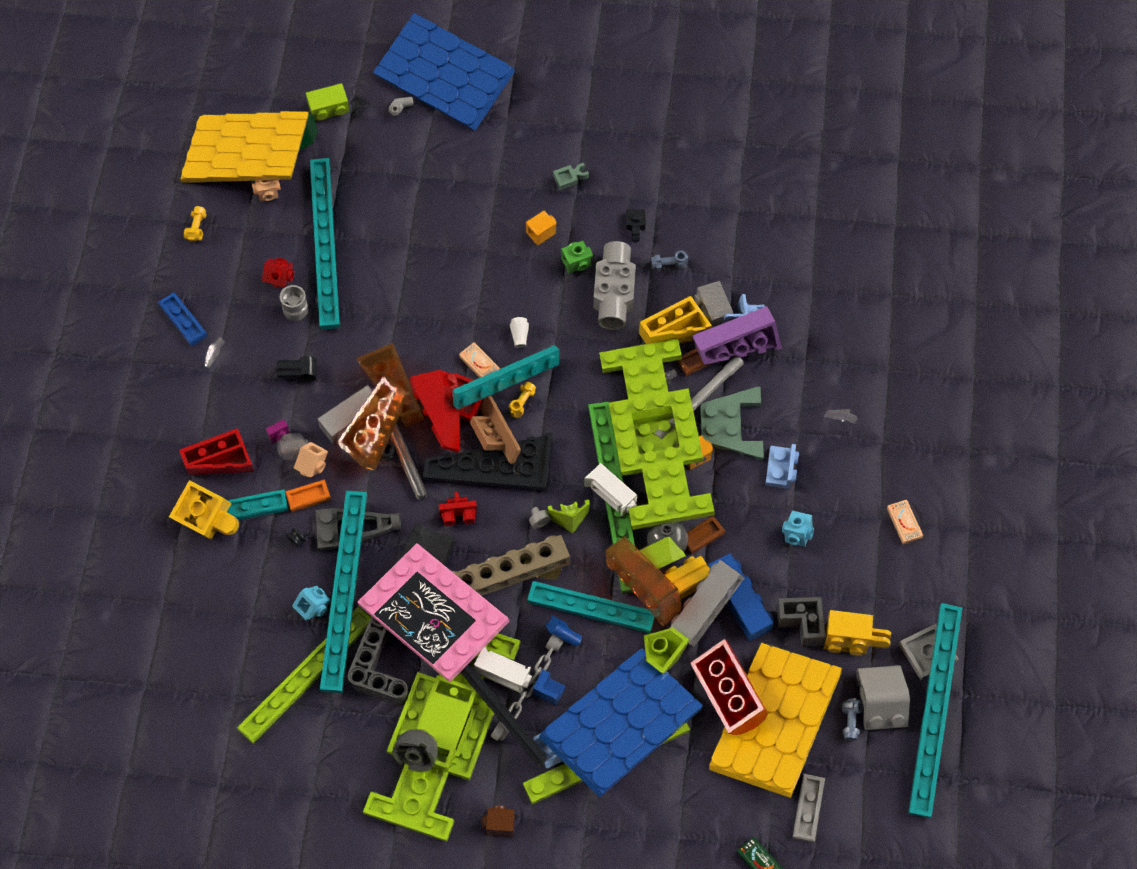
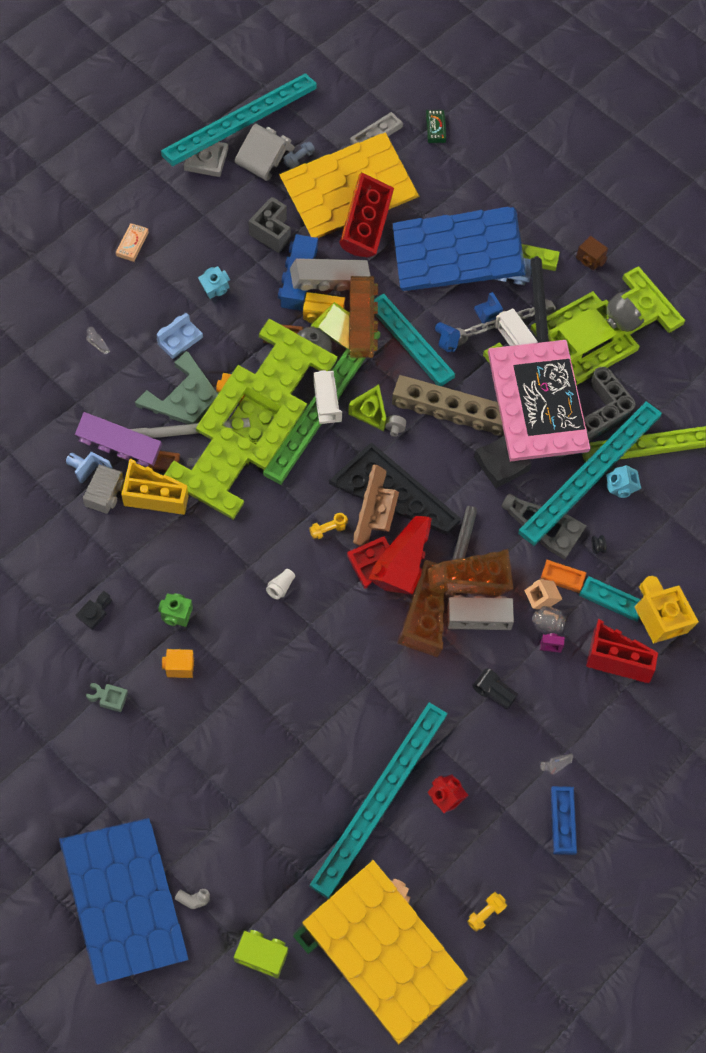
camera: 145 degrees left, 0 degrees up
(294, 303) = (454, 750): light grey wheel -> none
(458, 507) = (452, 477): red hips -> none
(478, 361) = (335, 585): light nougat tile -> none
(505, 377) = (339, 539): teal plate -> none
(614, 286) = (168, 561): light grey brick -> none
(664, 648) = (387, 272): lime slope -> none
(680, 261) = (92, 549): sand blue bar -> none
(853, 633) = (247, 190): yellow brick -> none

